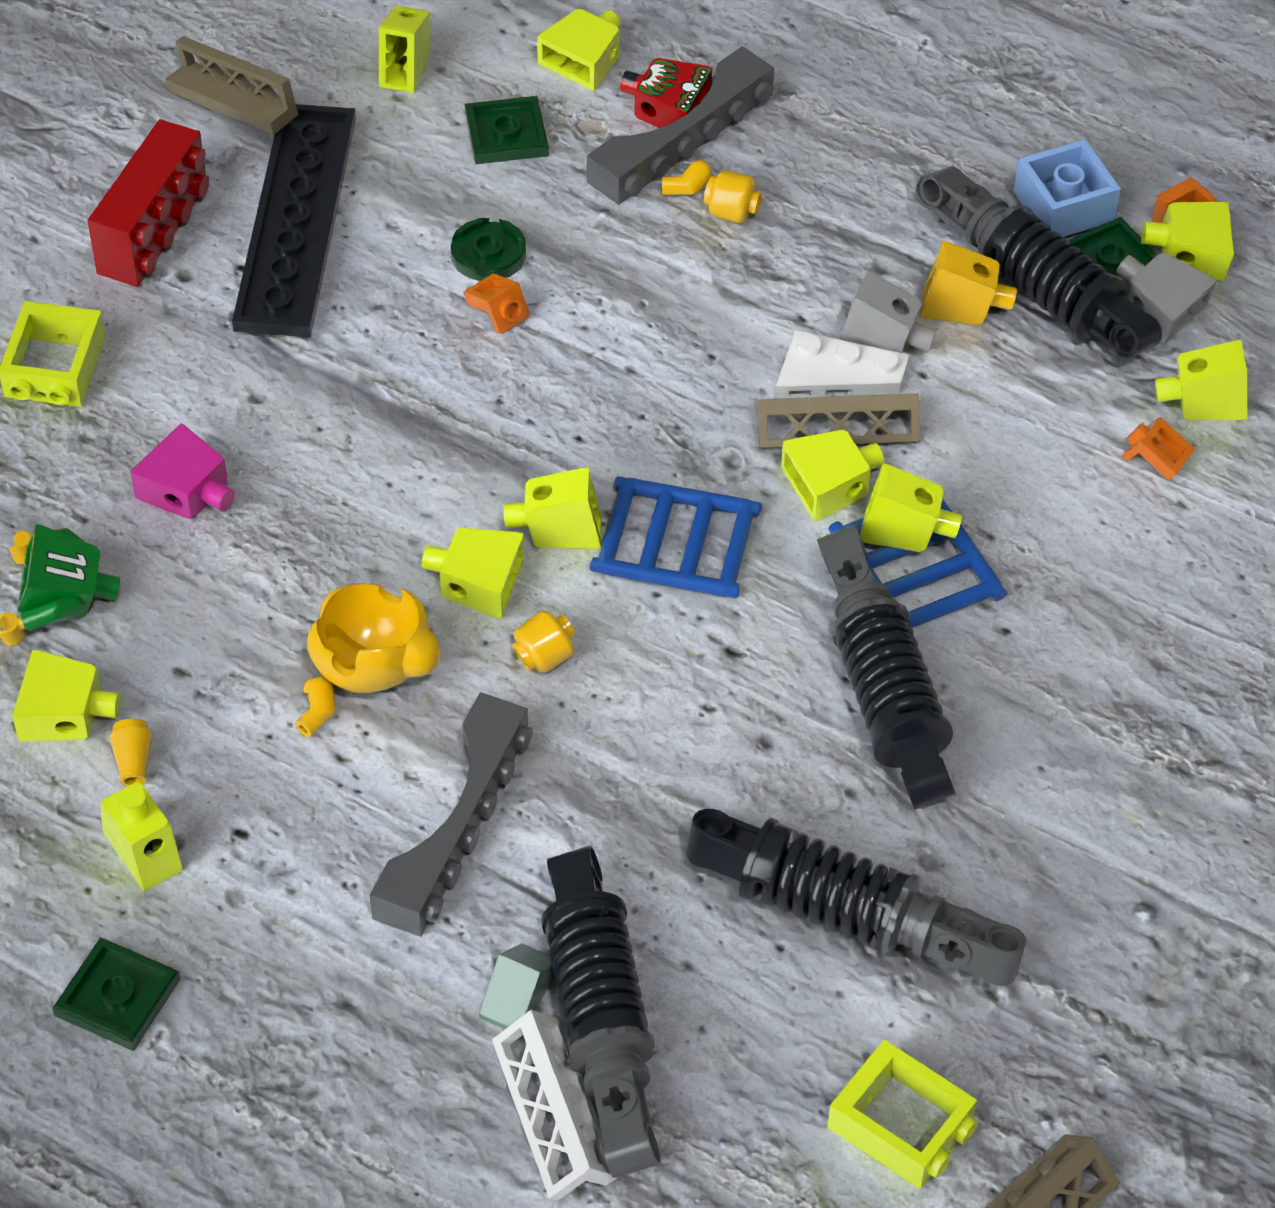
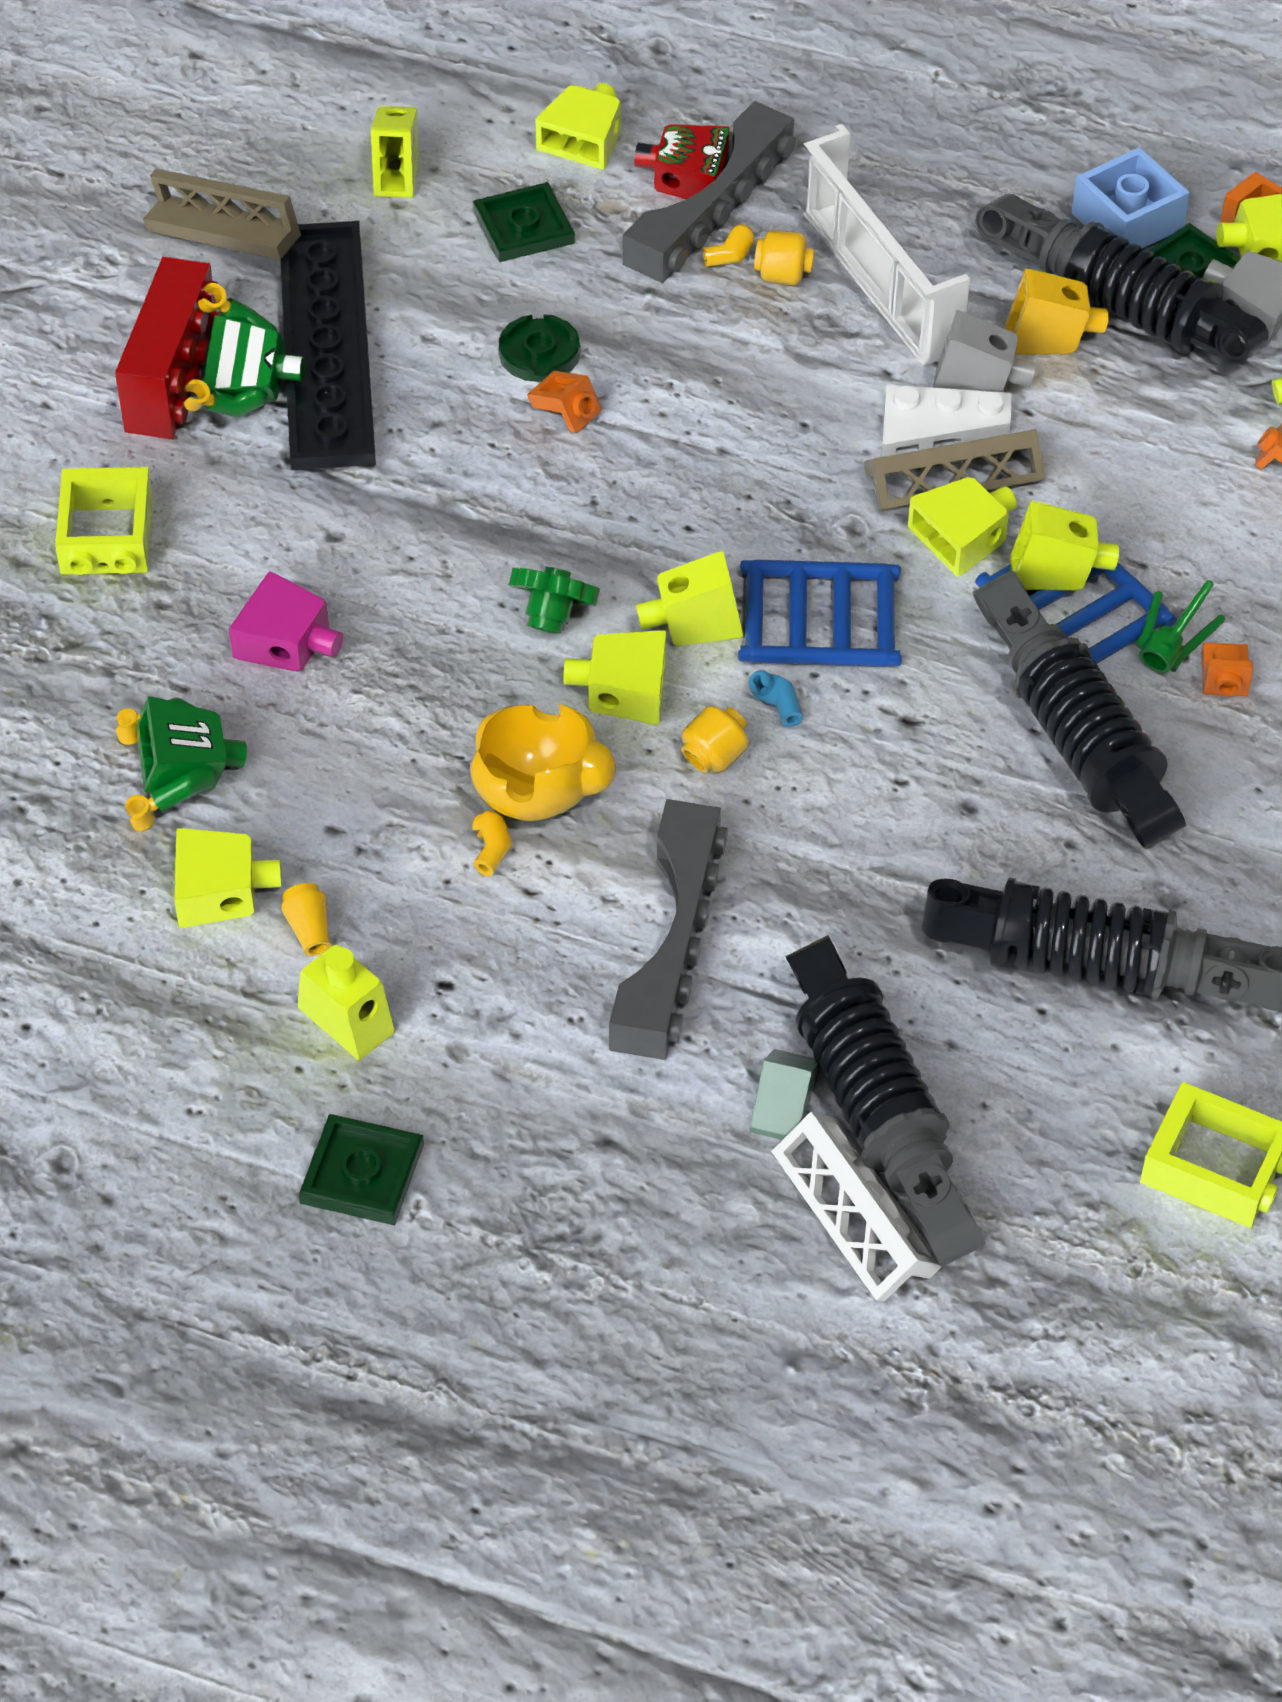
camera: 10 degrees left, 0 degrees up
(212, 224) = (242, 360): none -> green torso
(430, 485) = (551, 596): none -> green plant
(616, 607) = (778, 693): none -> dark azure arm
(837, 263) = (874, 257): none -> white piece
(983, 619) = (1163, 647): none -> green plant
(1039, 648) = (1226, 669): none -> orange bracket

